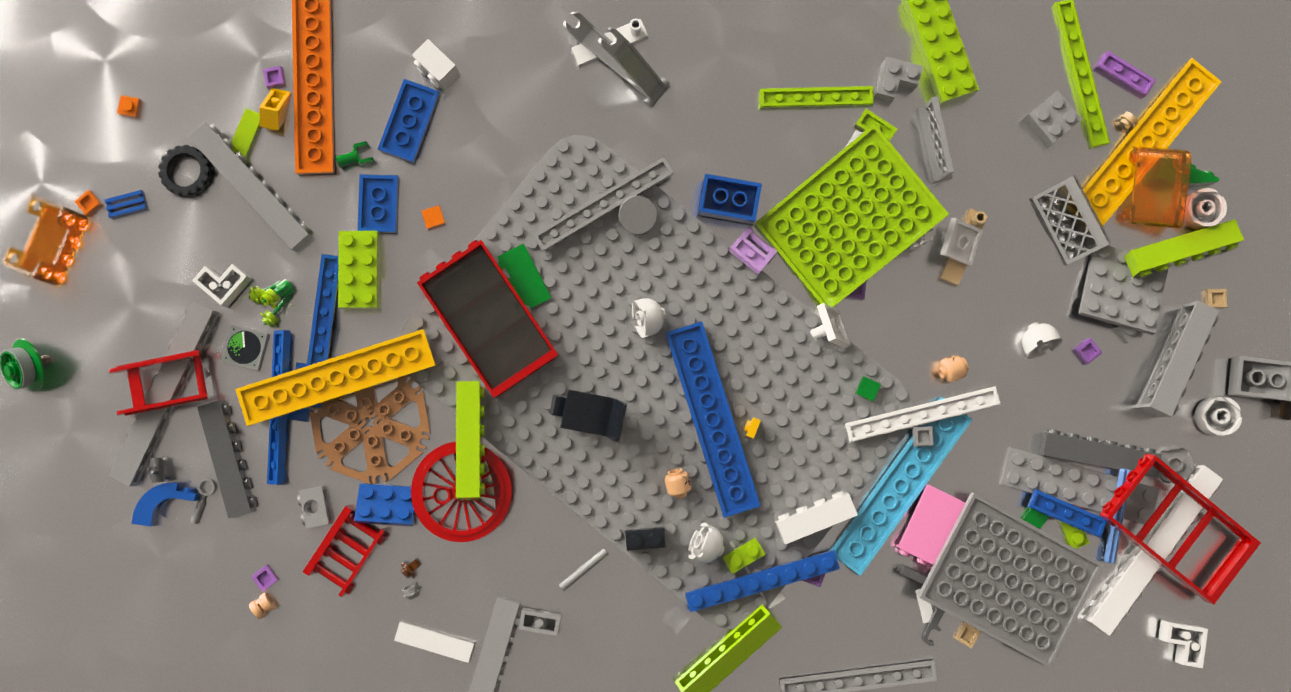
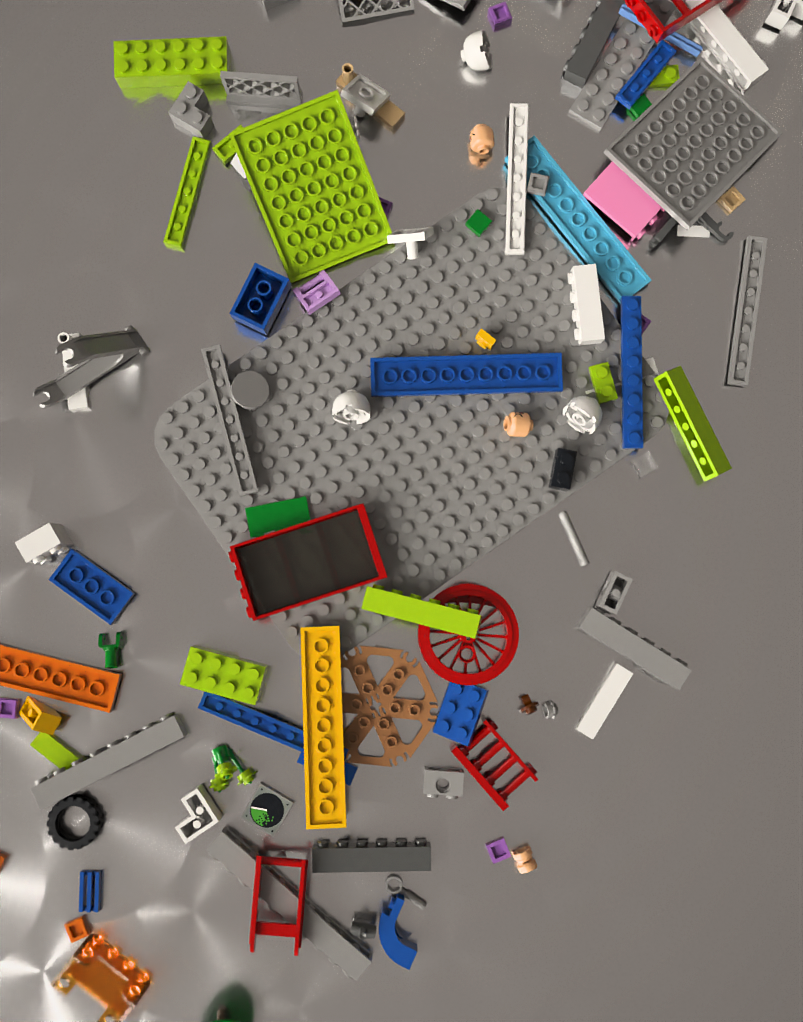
camera: 75 degrees left, 0 degrees up
(277, 426) = (354, 797): blue plate -> none
(378, 203) = (163, 638): blue plate -> none
(433, 217) = (194, 589): orange tile -> none
(590, 413) = (430, 485): black piece -> none

